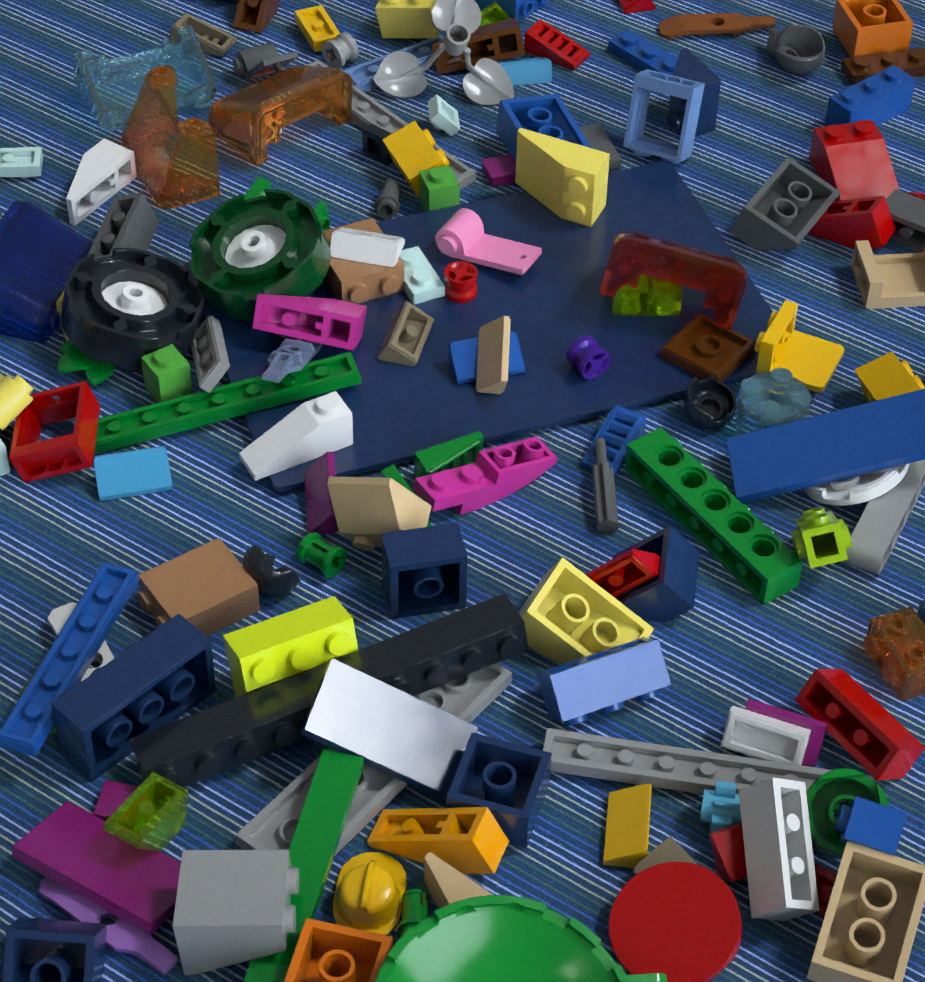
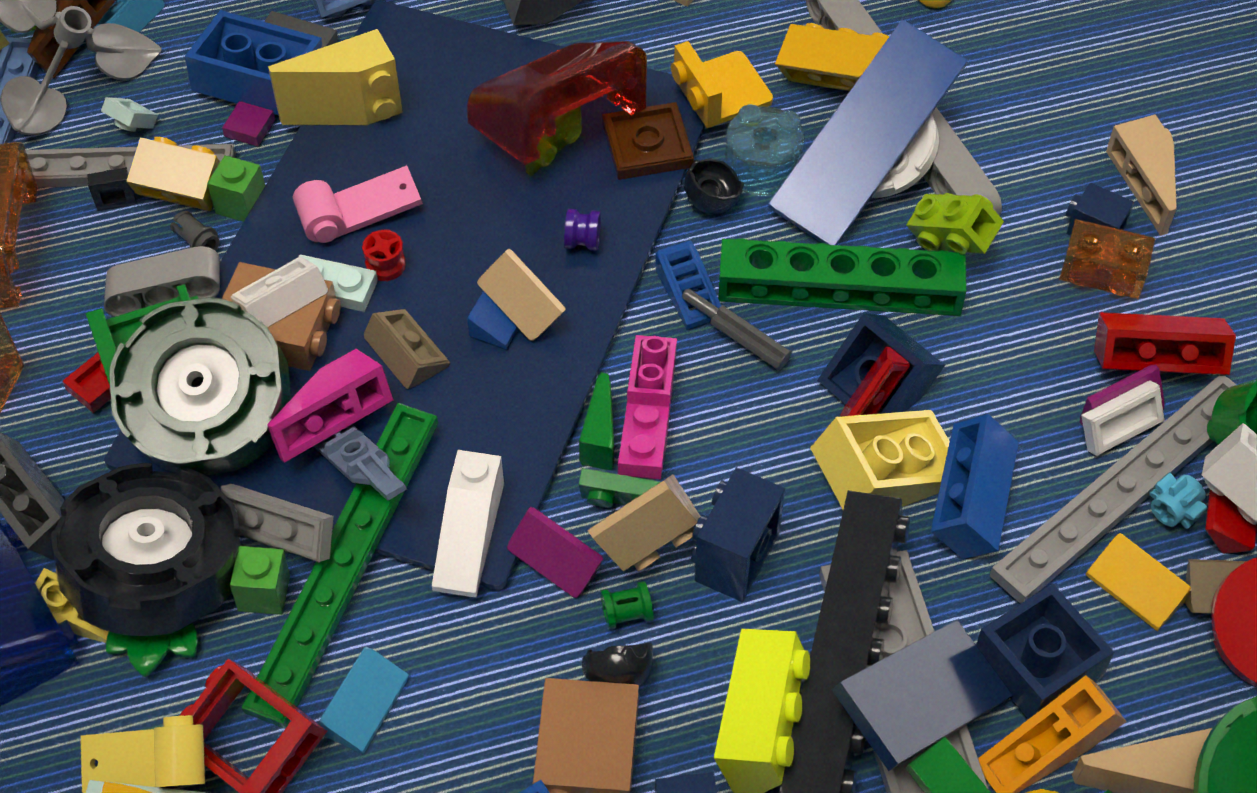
camera: 50 degrees left, 10 degrees up
(343, 204) = (156, 279): none -> light grey beam

